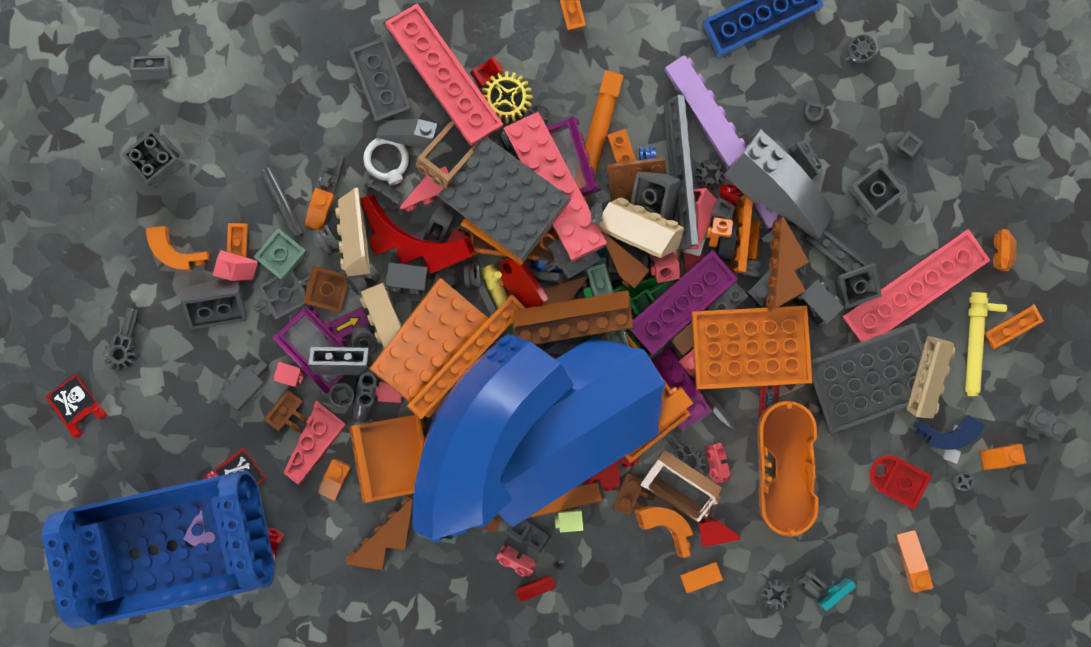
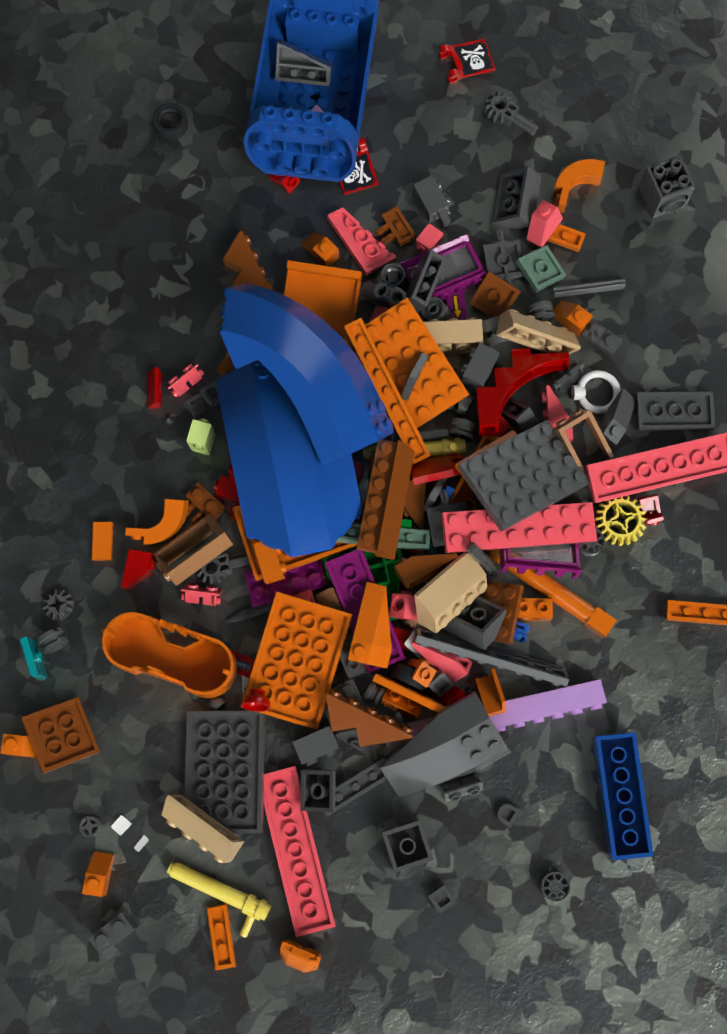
camera: 115 degrees right, 10 degrees down
(152, 566) = (301, 66): none -> dark grey wedge
(443, 334) = (413, 377): none -> dark grey tile
(576, 497) = (220, 454): orange tile -> none
(702, 287) = (372, 632): none -> orange wedge
(716, 161) = (491, 693): none -> orange panel
(803, 369) = (256, 701): none -> red piece
(895, 541) = (60, 735): none -> dark orange plate
(900, 480) = (116, 763): red tile -> none
(963, 435) = (133, 832): dark blue arch -> none

